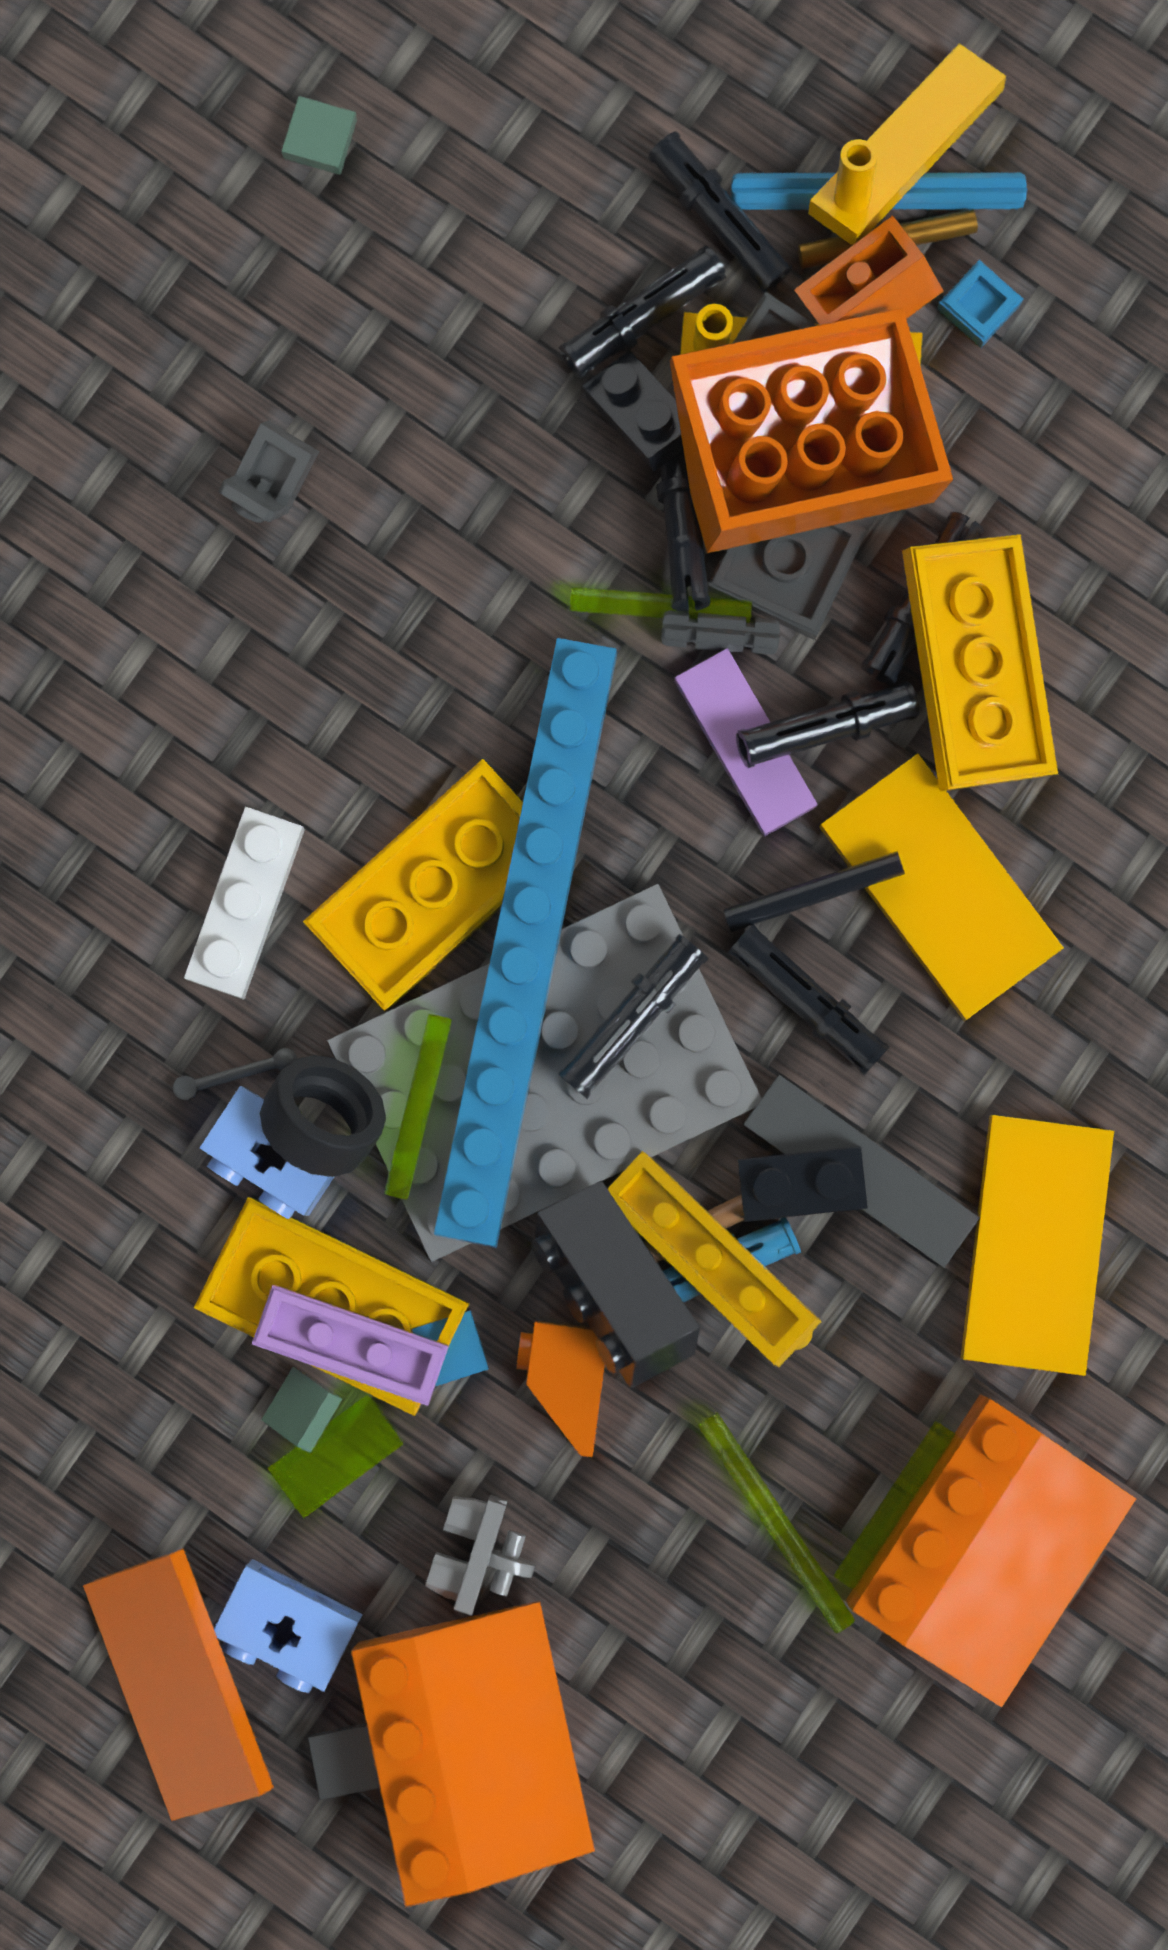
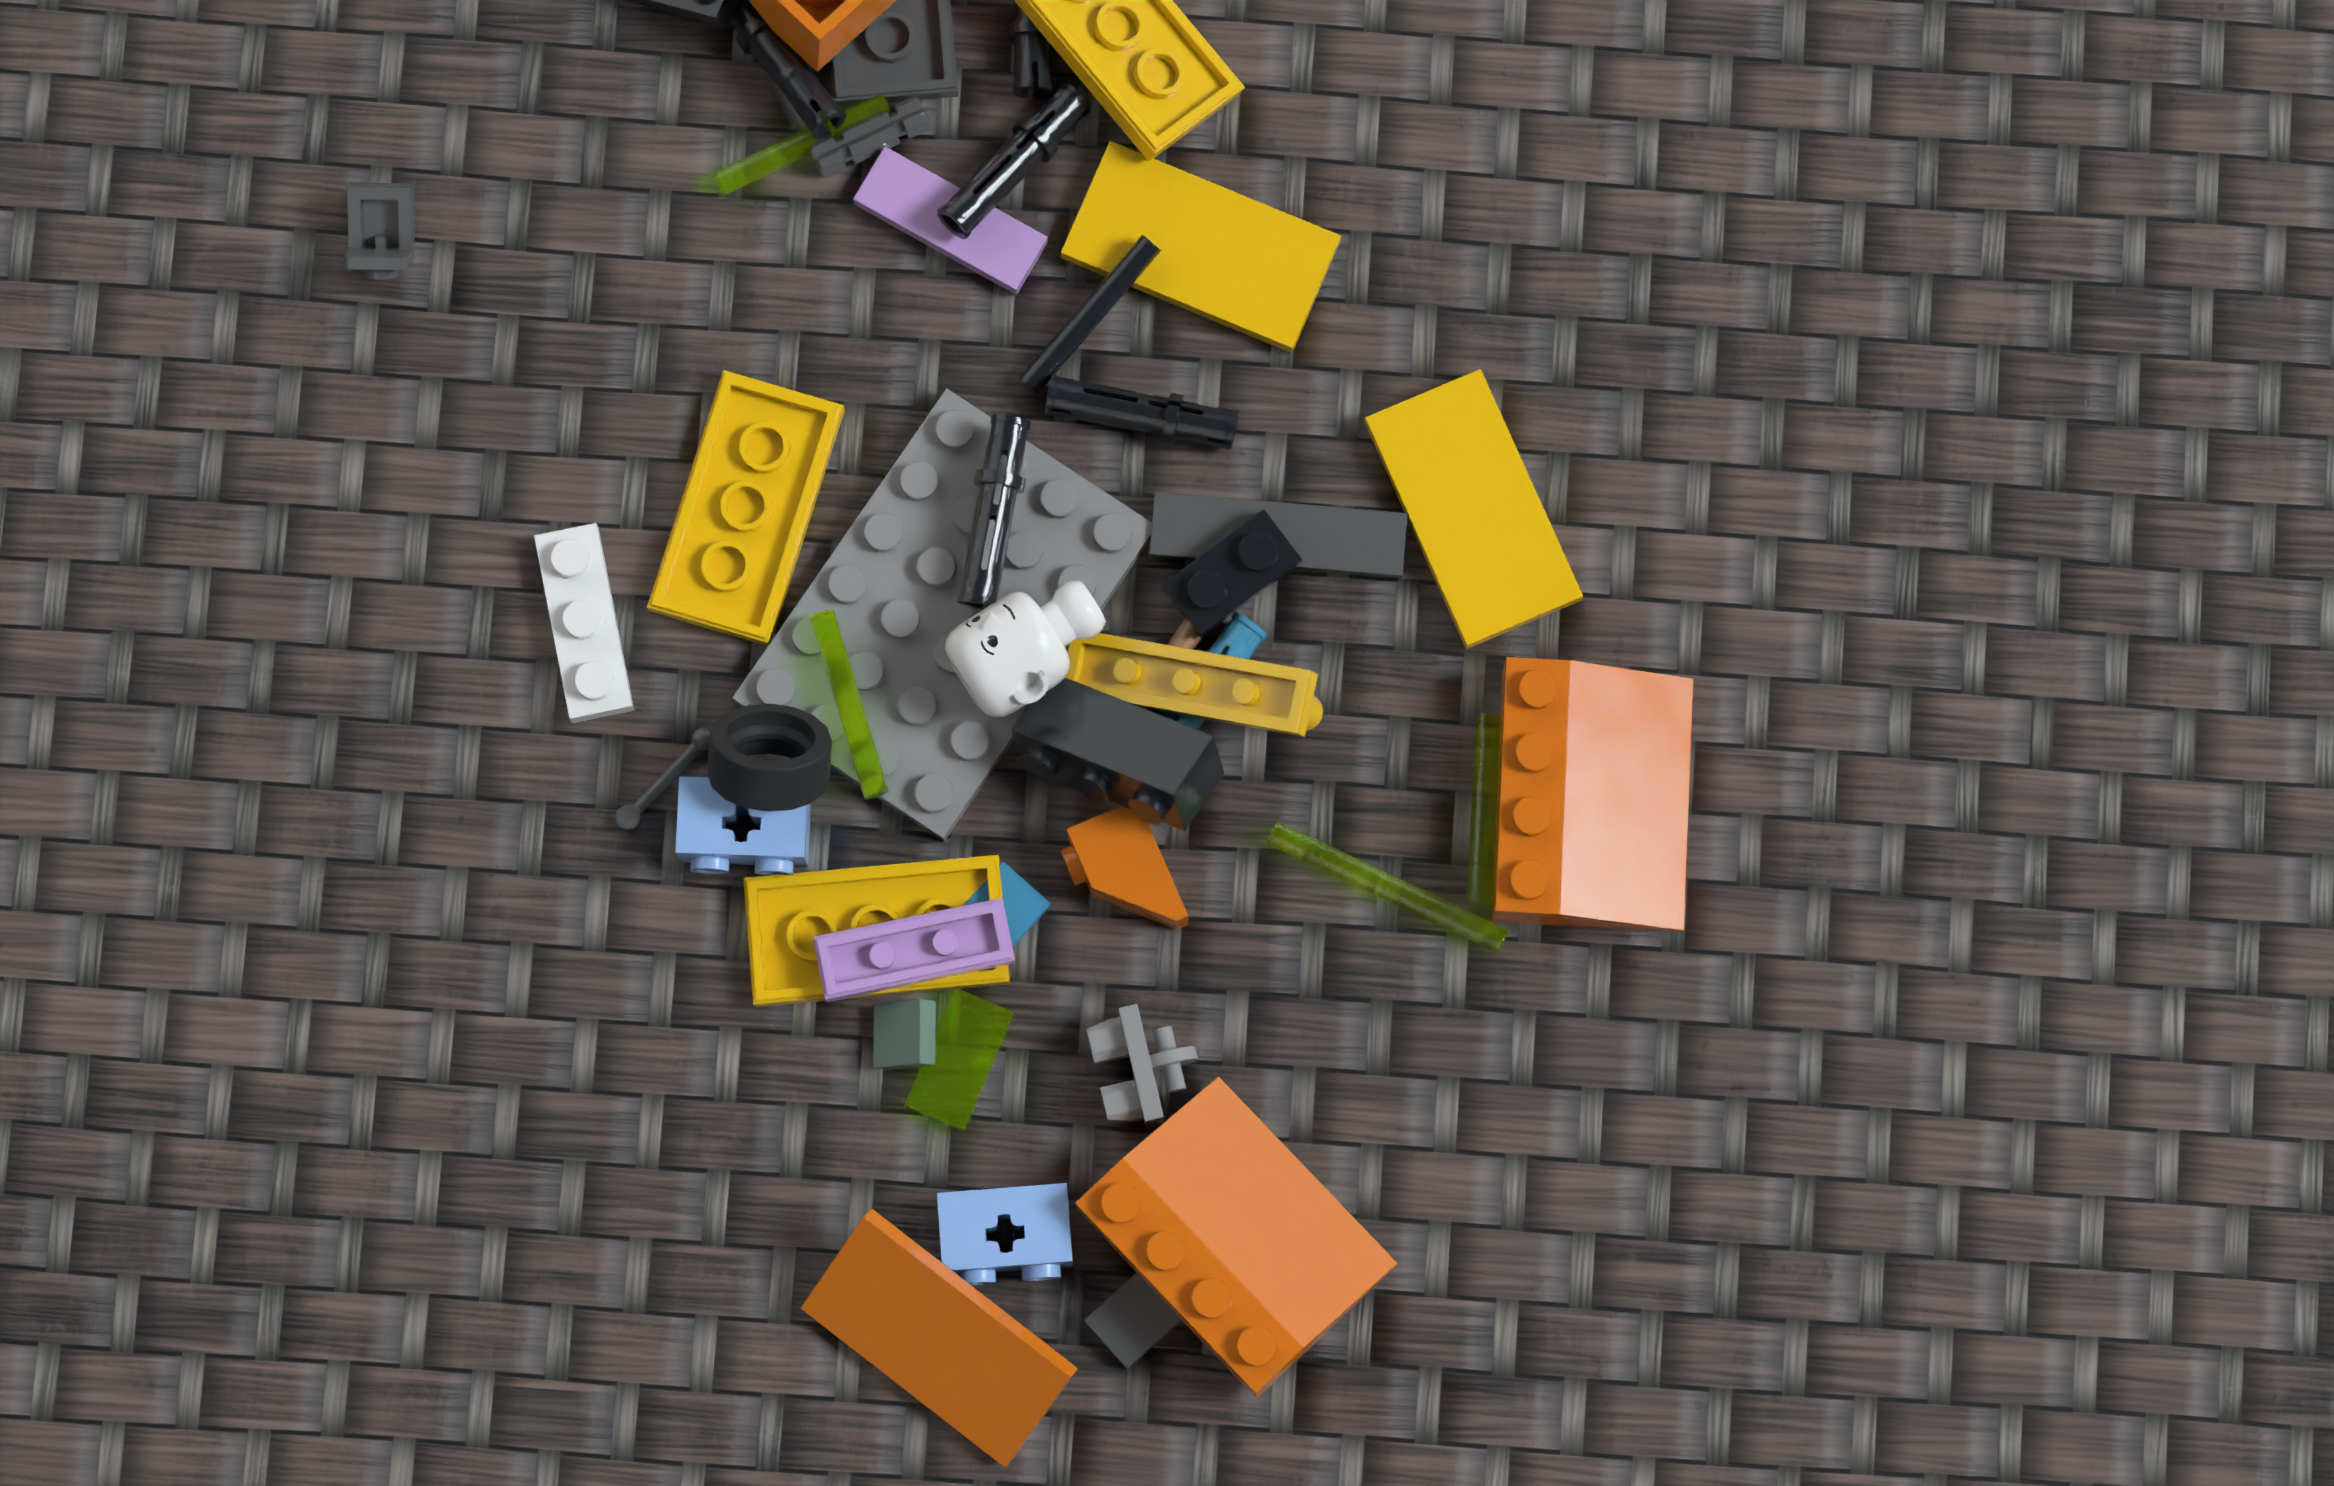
camera: 30 degrees left, 5 degrees down
(526, 944) = (860, 505): dark azure plate -> none
(579, 1148) = (1018, 649): none -> white piece

